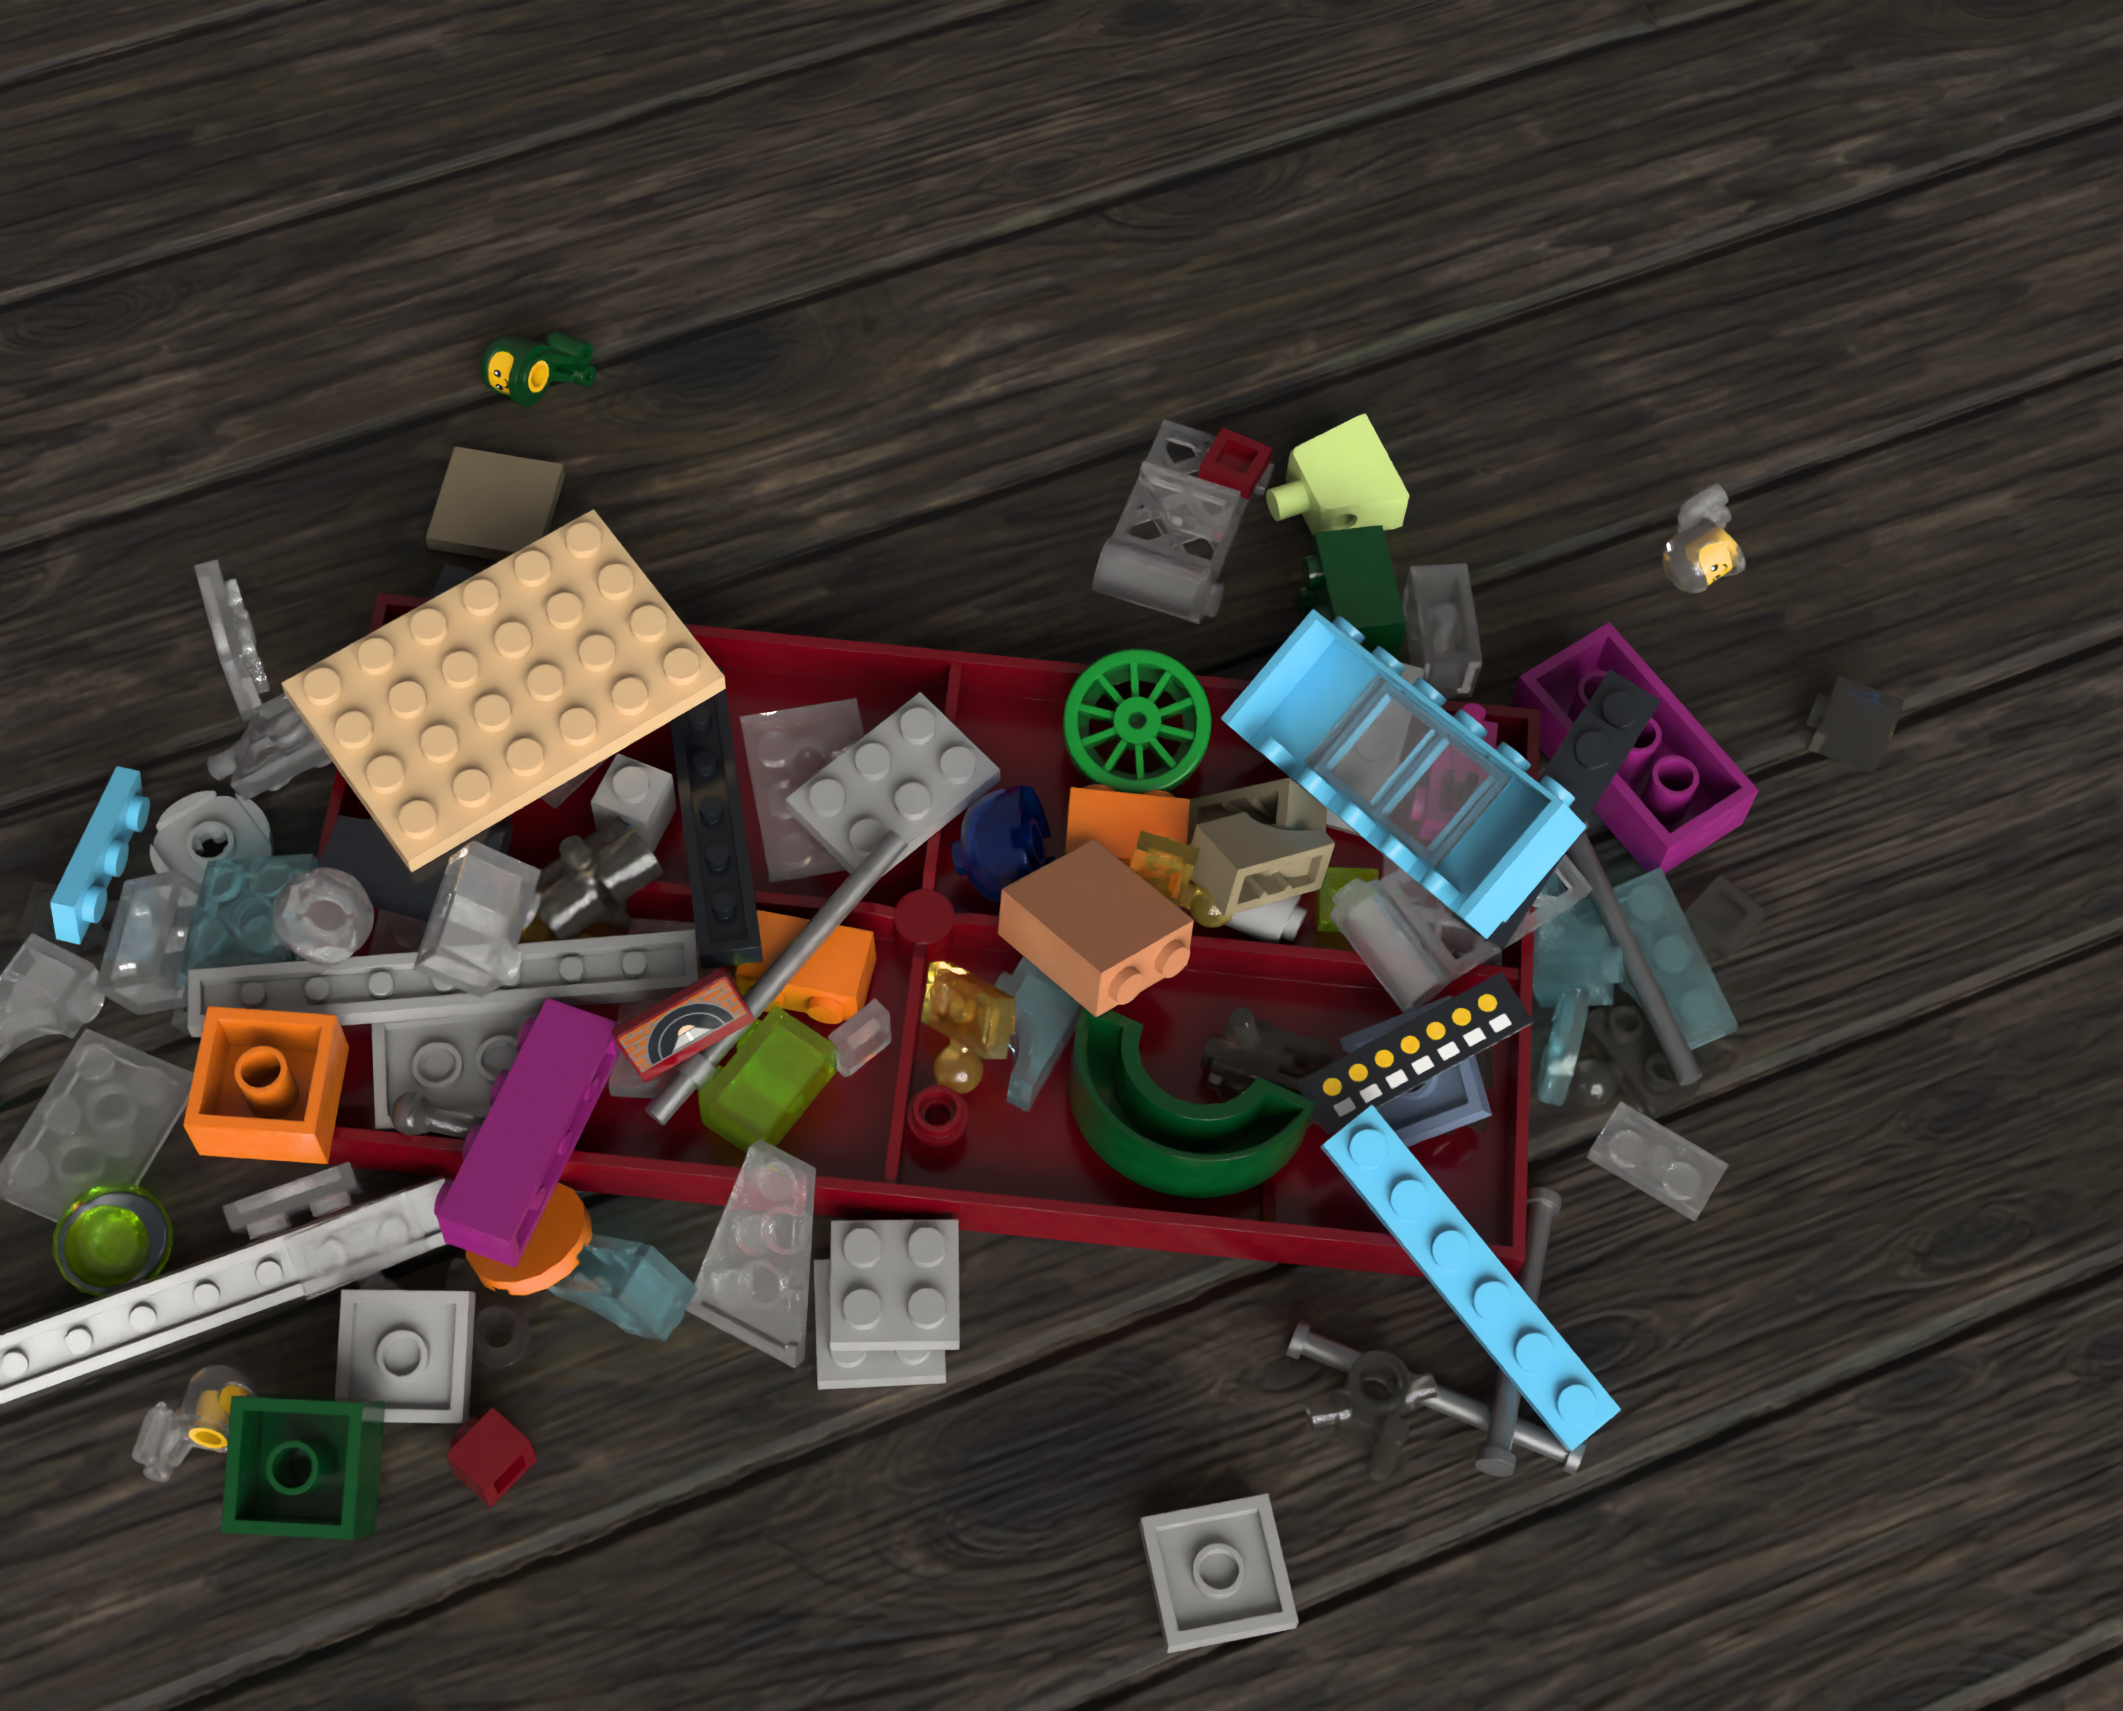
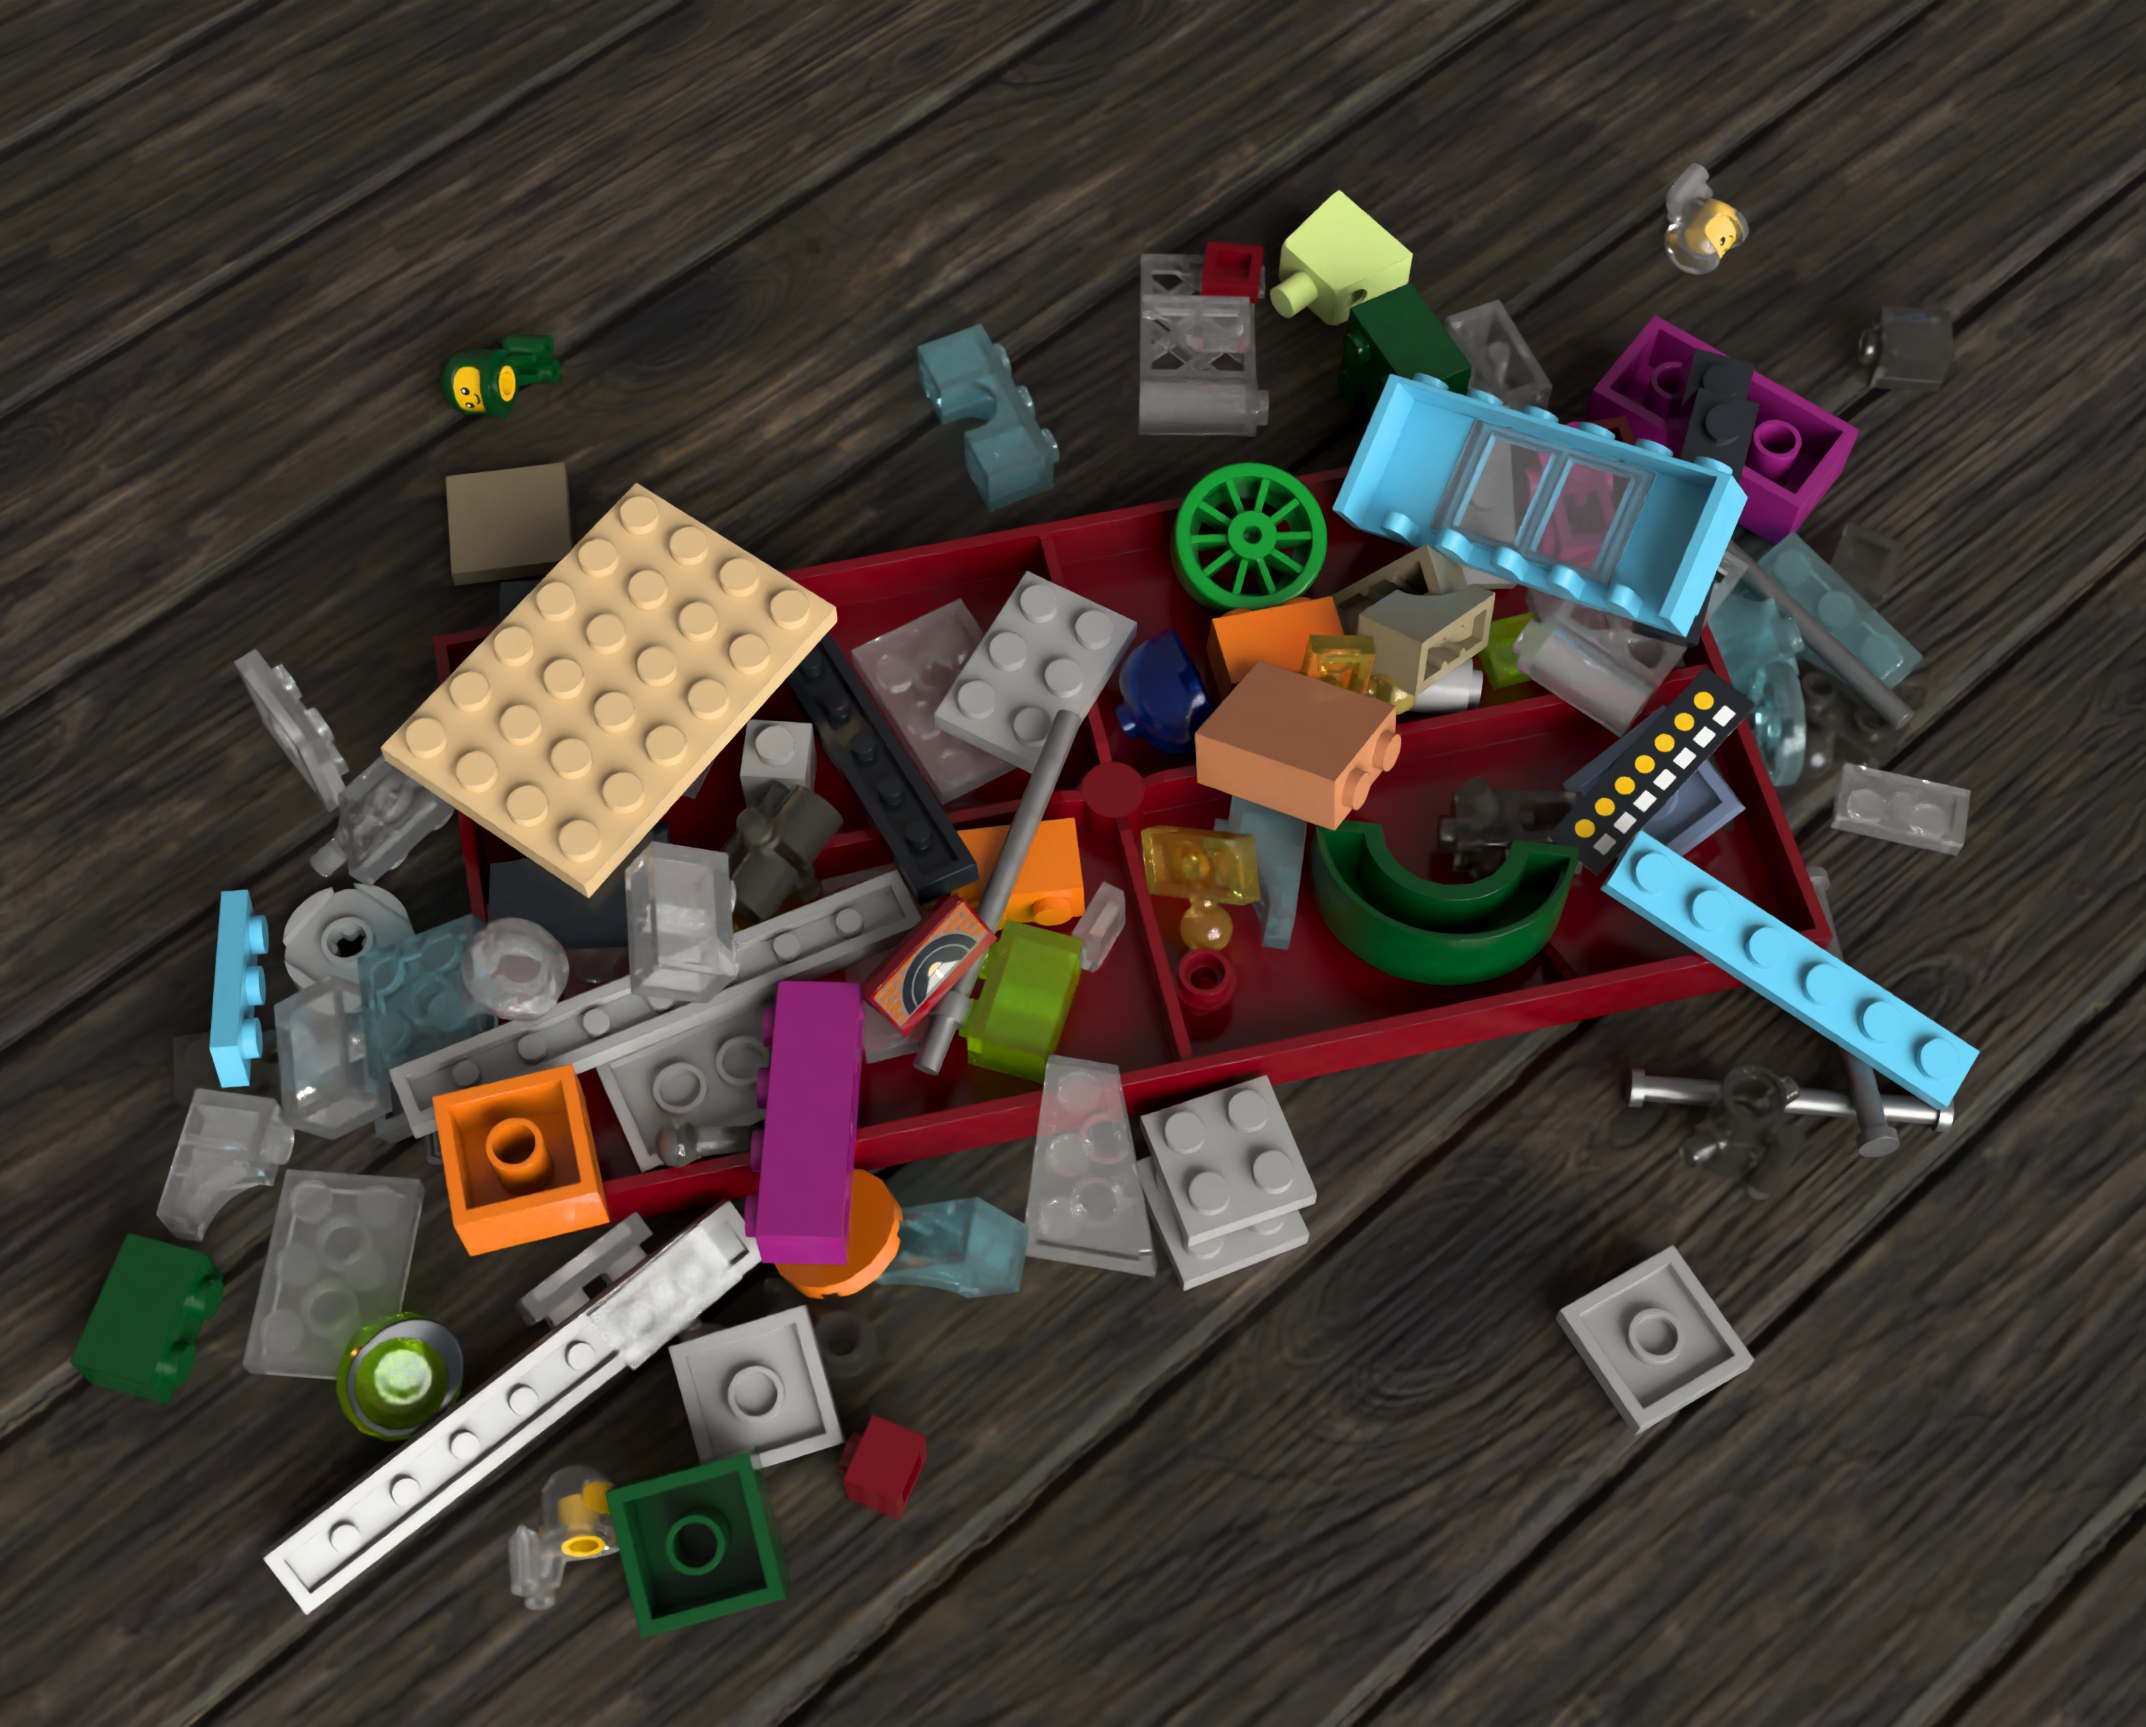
camera: 15 degrees left, 0 degrees up
(955, 495) = (972, 379): none -> clear light blue arch

